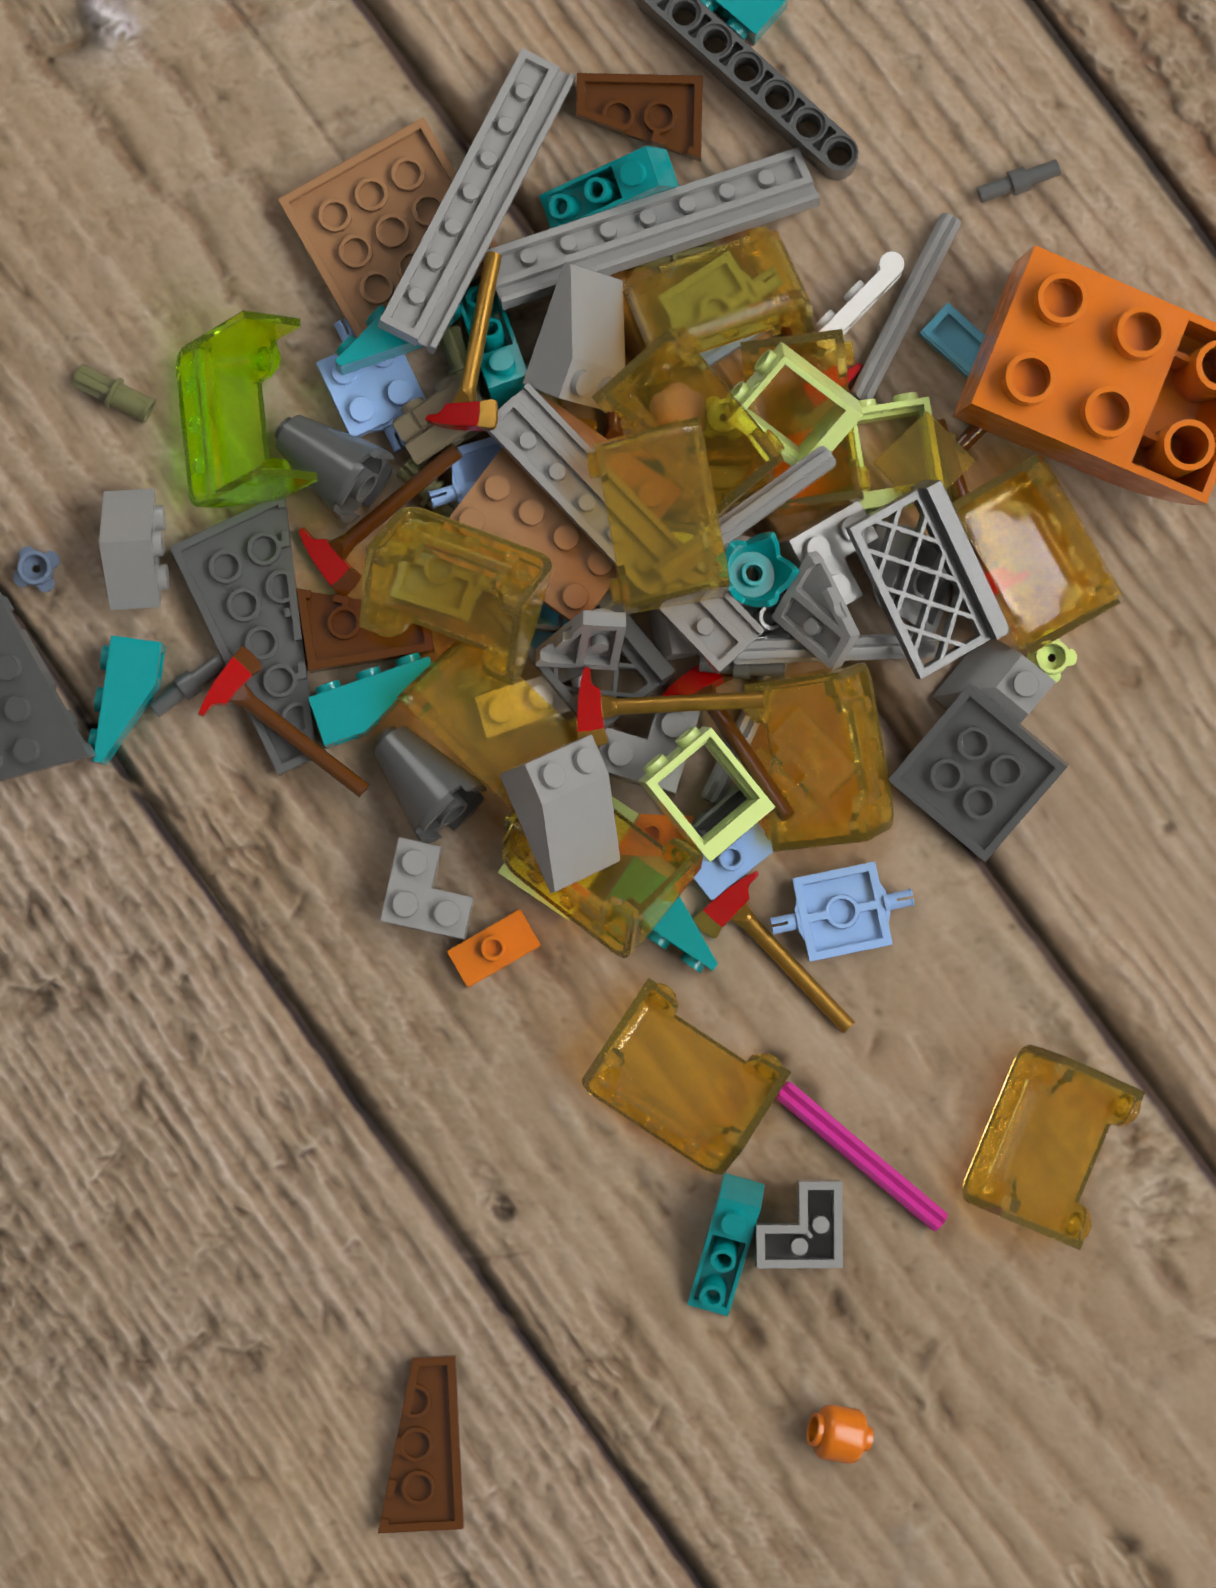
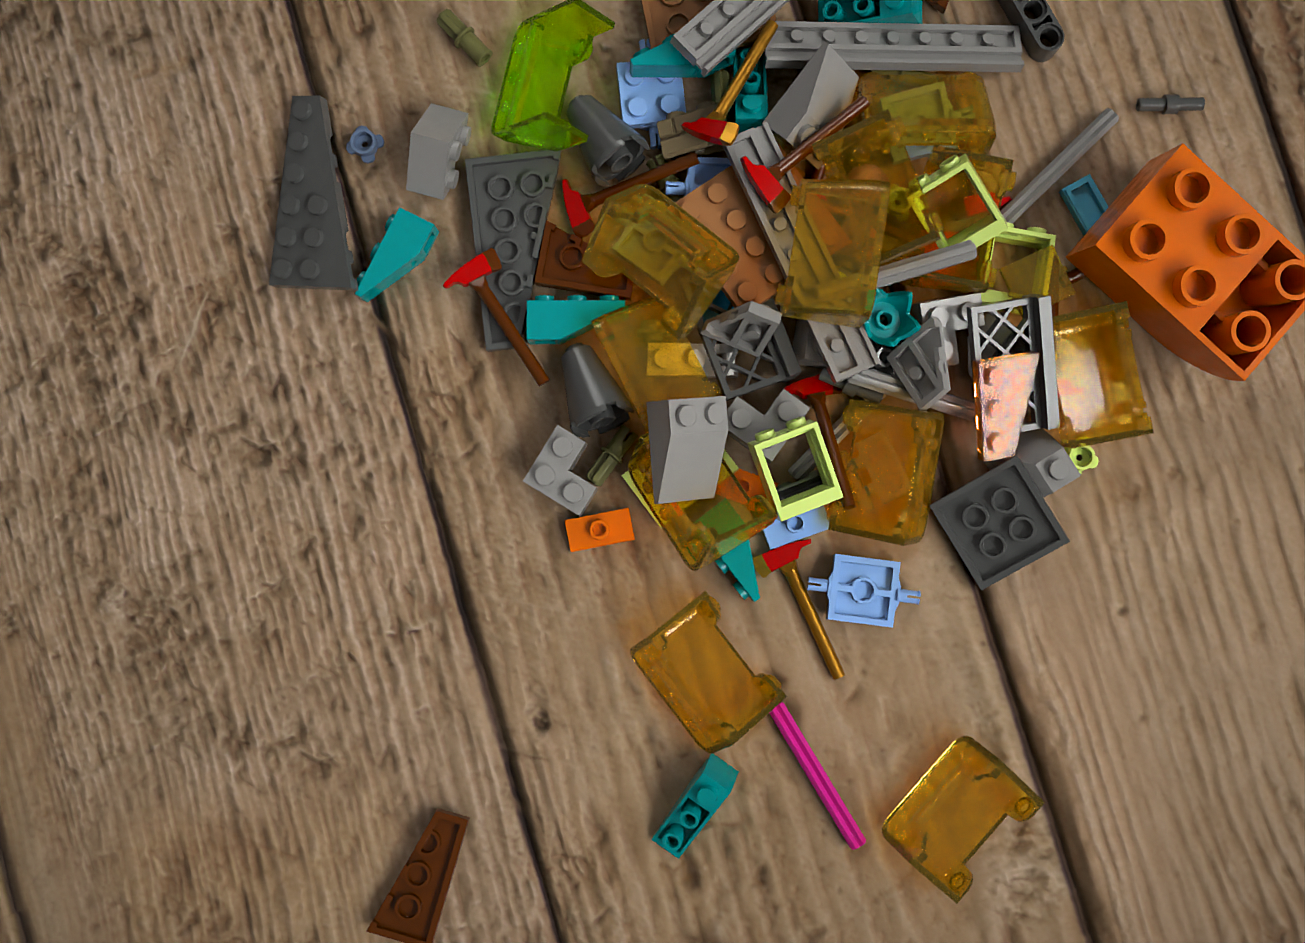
camera: 25 degrees right, 0 degrees up
(187, 685) = (443, 264): dark grey bar -> none
(477, 852) = (611, 456): none -> olive axle
(552, 455) = (767, 179): none -> reddish brown piece
(595, 707) = (735, 379): pearl gold piece -> none
(810, 1241) = (761, 825): light grey brick -> none
(864, 296) = (1031, 148): white plate -> none
(927, 626) = (1001, 402): none -> clear orange wing

